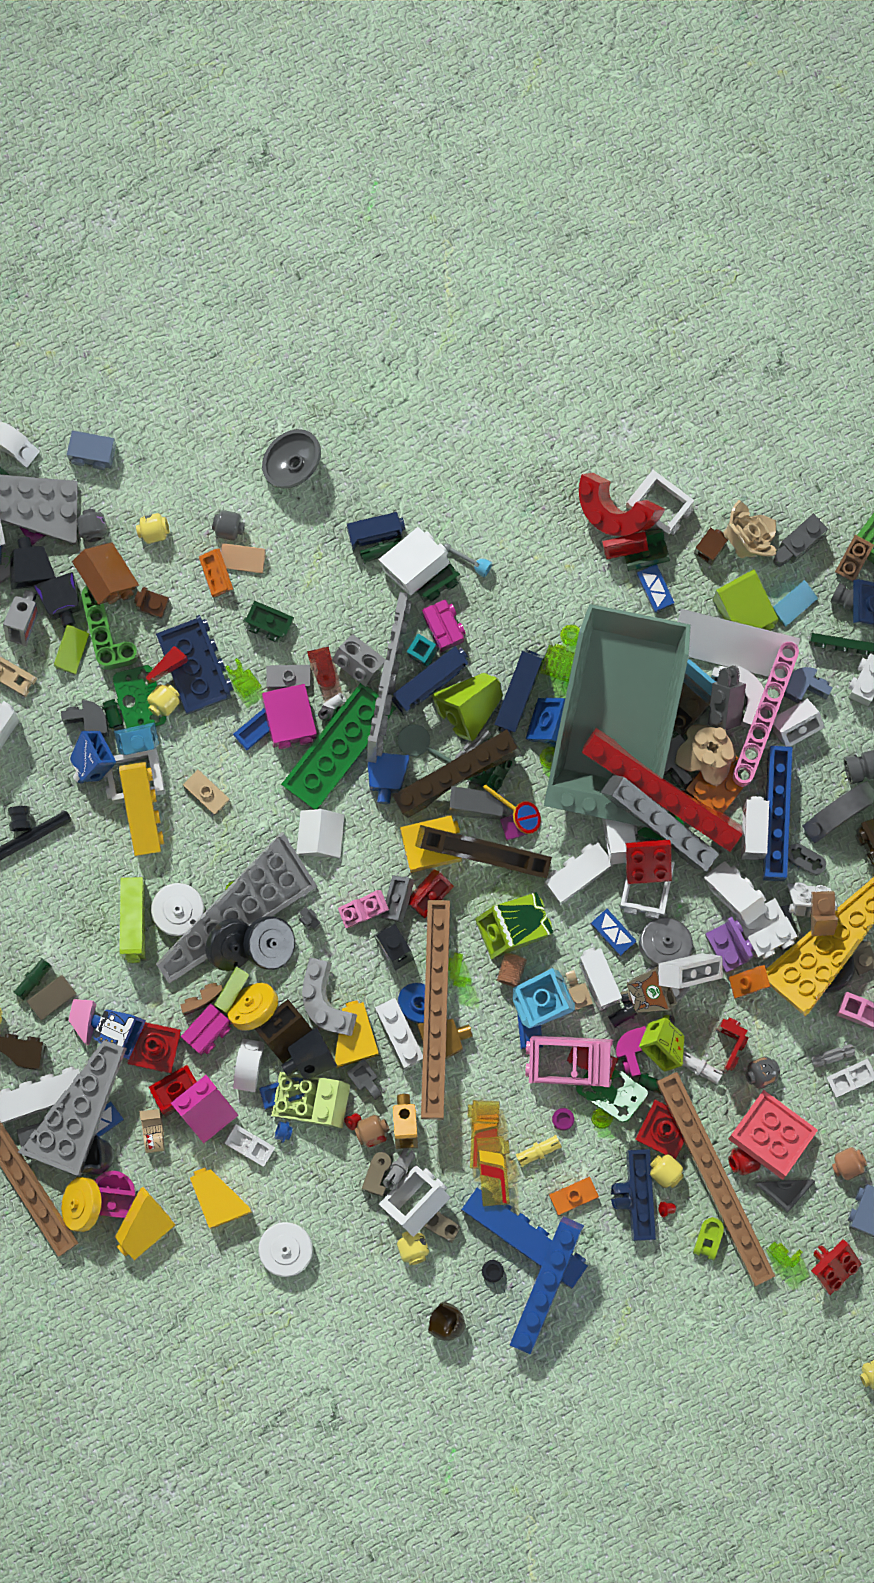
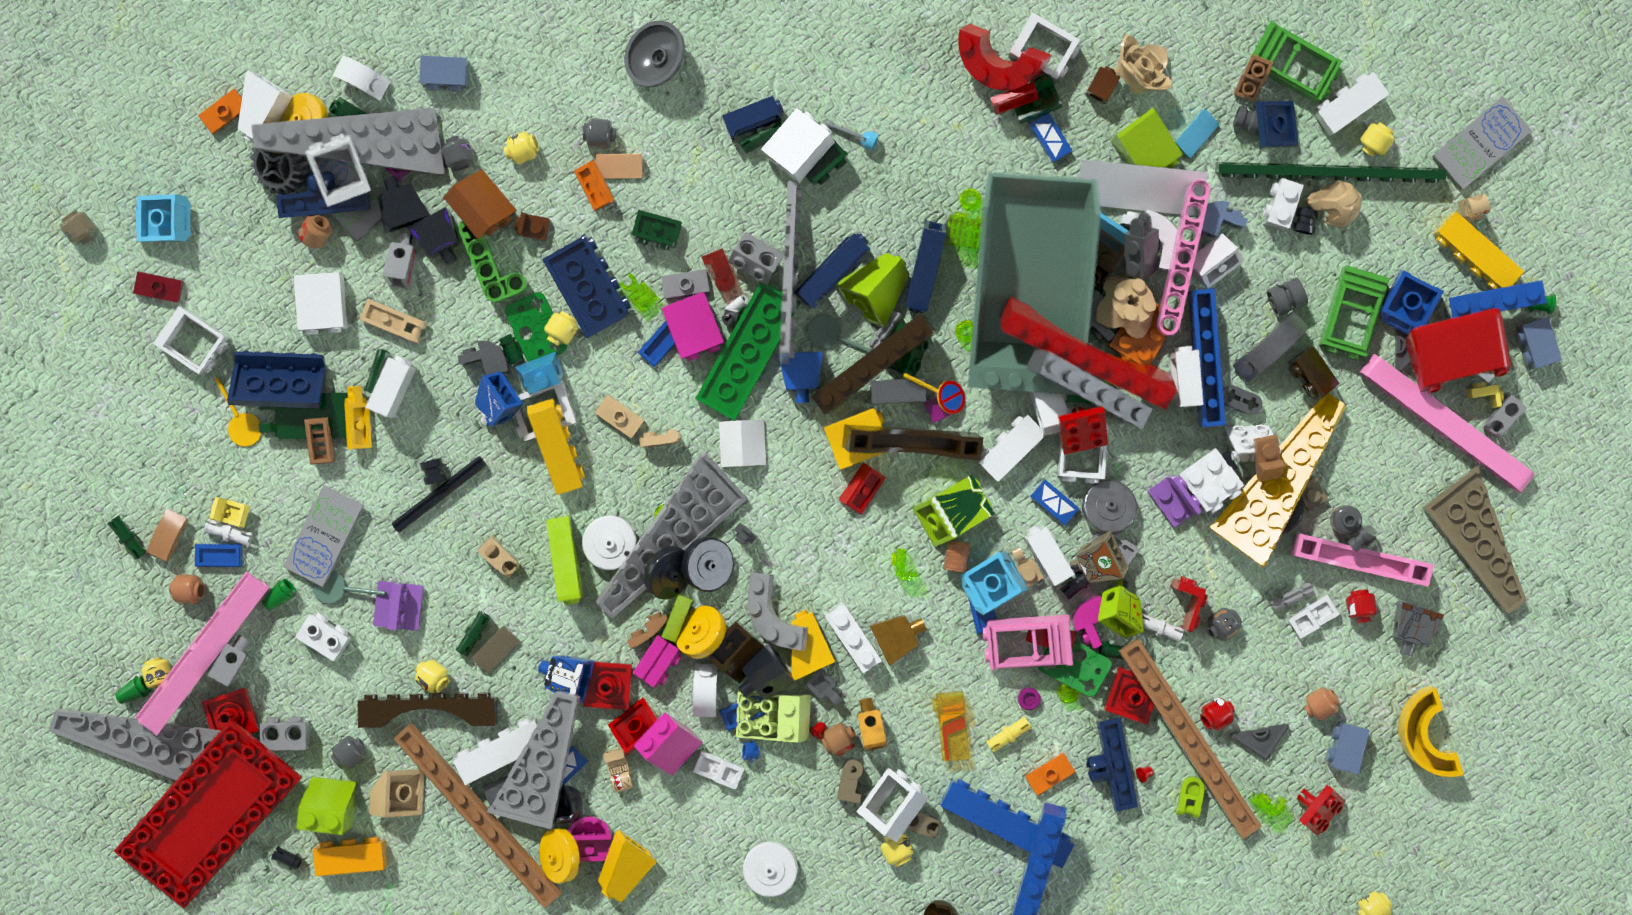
camera: 10 degrees left, 10 degrees up
(69, 908) = (499, 556): none -> tan leg
(71, 649) = (457, 287): lime slope -> none
(81, 1018) = (529, 667): bright pink slope -> none
(169, 662) = (563, 287): red slope -> none
(216, 1199) = (694, 828): yellow slope -> none
(234, 818) = (651, 439): none -> tan plate
(363, 909) = (797, 514): bright pink slope -> none
(394, 946) = (833, 548): black torso -> none
(398, 898) = (831, 499): dark grey plate -> none
(399, 1169) = (872, 774): light grey pin -> none
(409, 996) = (875, 597): blue dish -> none
(422, 650) = (820, 238): teal brick -> none
(435, 1010) = (886, 610): medium nougat plate -> none
(443, 625) = (837, 208): dark pink brick -> none
(492, 1271) = (979, 860): black plate -> none
(493, 1170) = (967, 763): clear yellow door -> none
(546, 721) = (958, 294): blue bracket -> none
(666, 1171) = (1140, 738): light yellow head -> none
(690, 970) = (1139, 535): white brick -> none
(736, 892) = (1176, 447): white brick -> none
(749, 981) = (1199, 535): orange plate -> none
(773, 1134) = (1242, 687): coral plate -> none
(800, 541) = (1194, 67): dark grey hinge -> none

